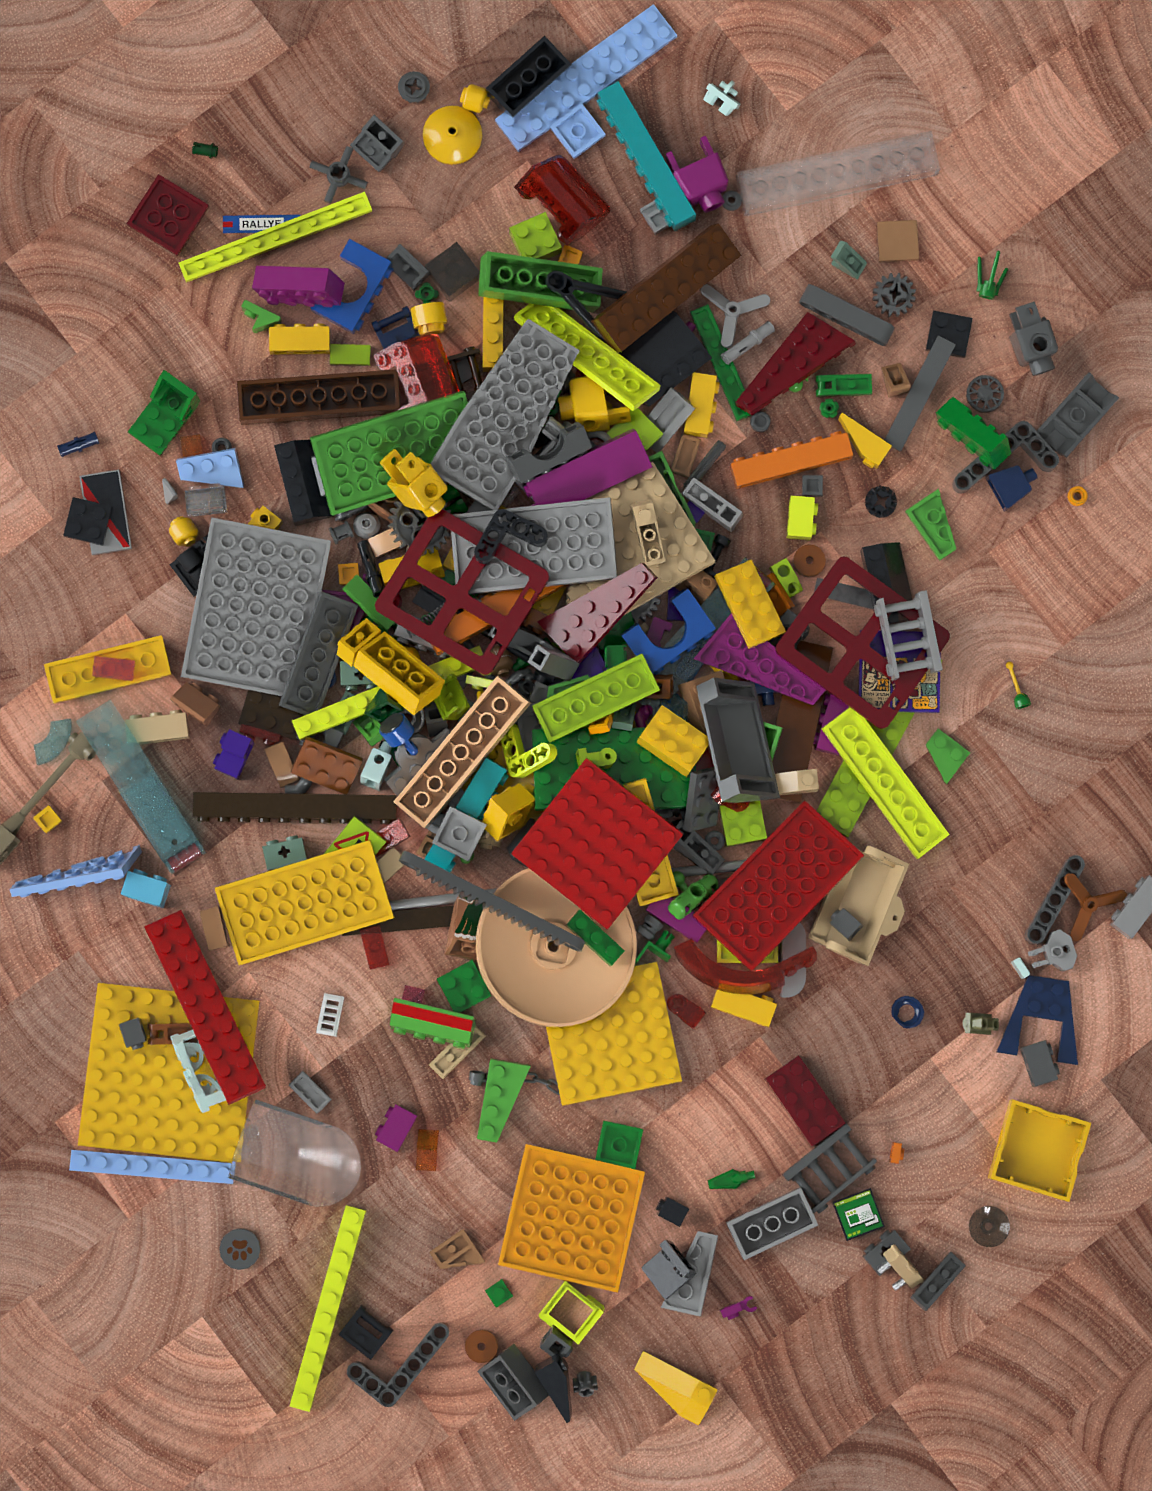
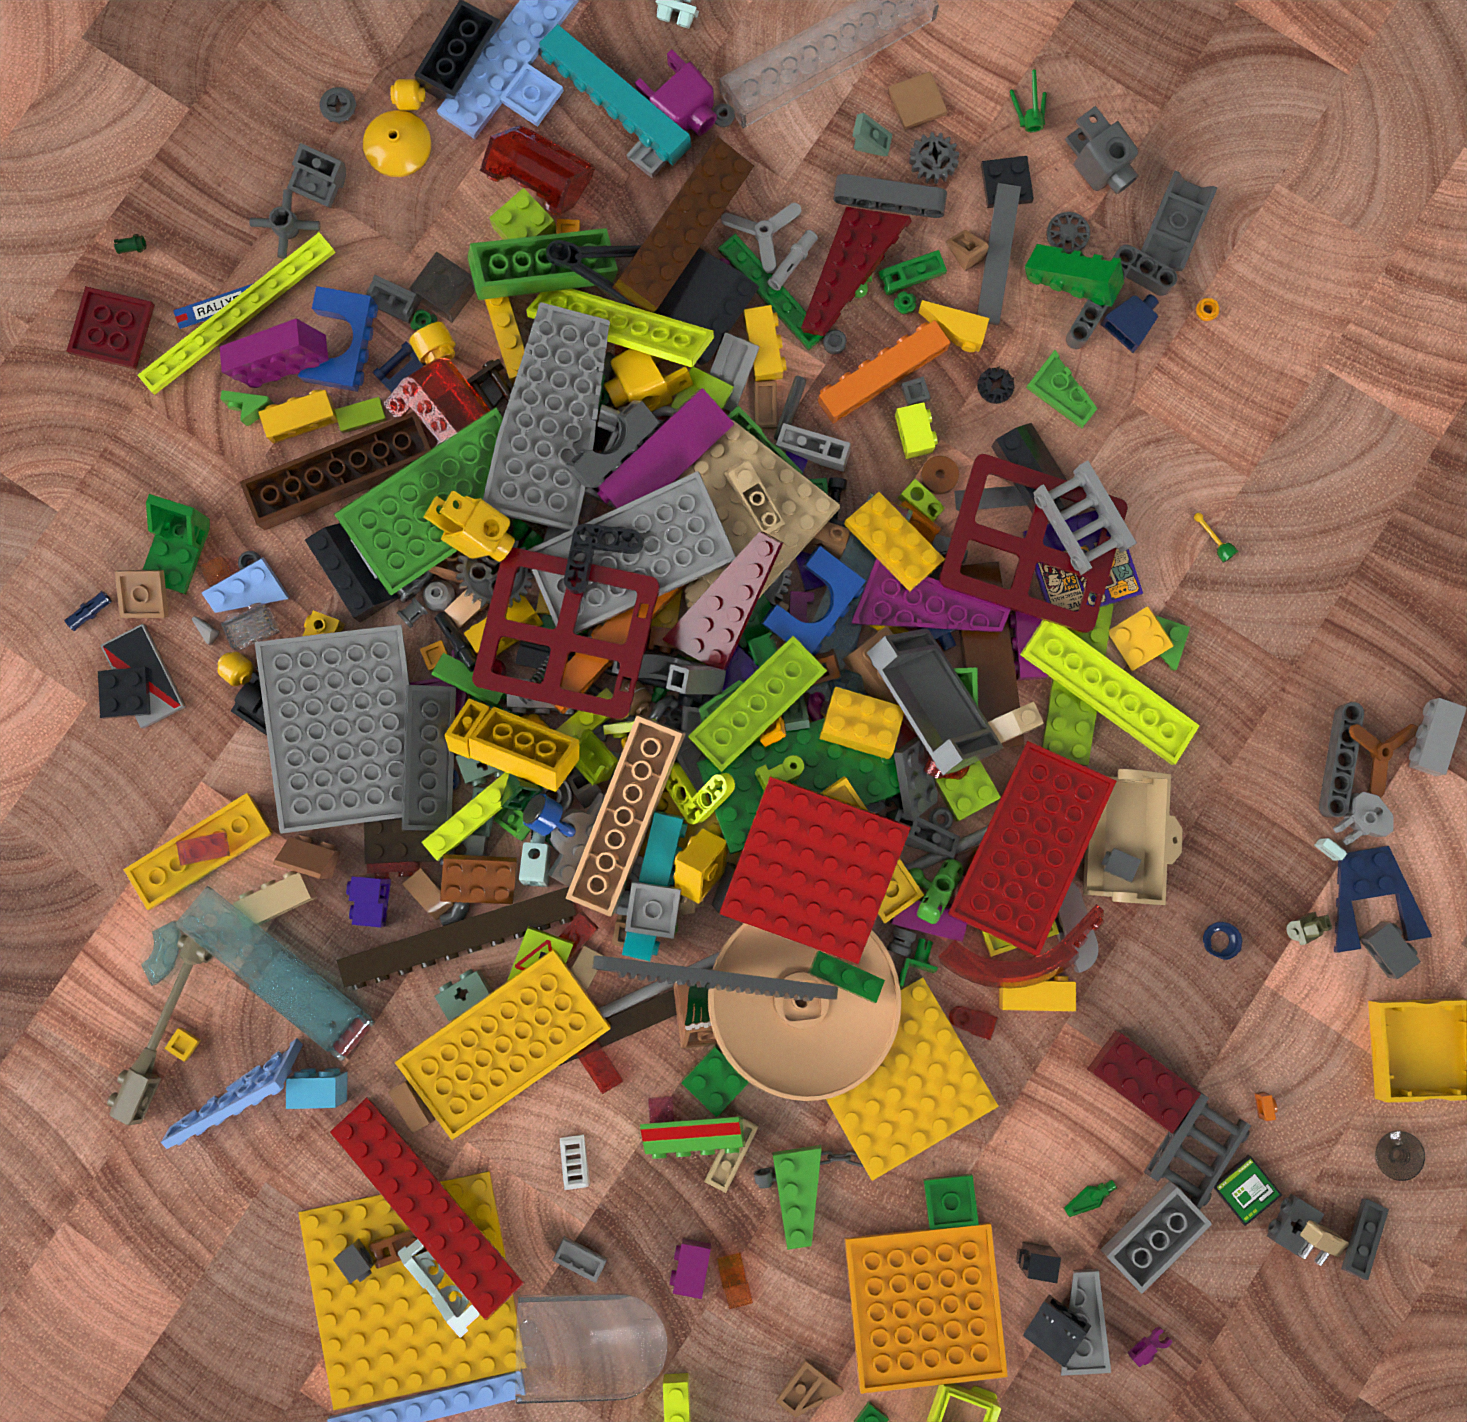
camera: 10 degrees left, 0 degrees up
(127, 445) = (141, 593): none -> medium nougat plate
(925, 748) = (1140, 638): none -> yellow plate

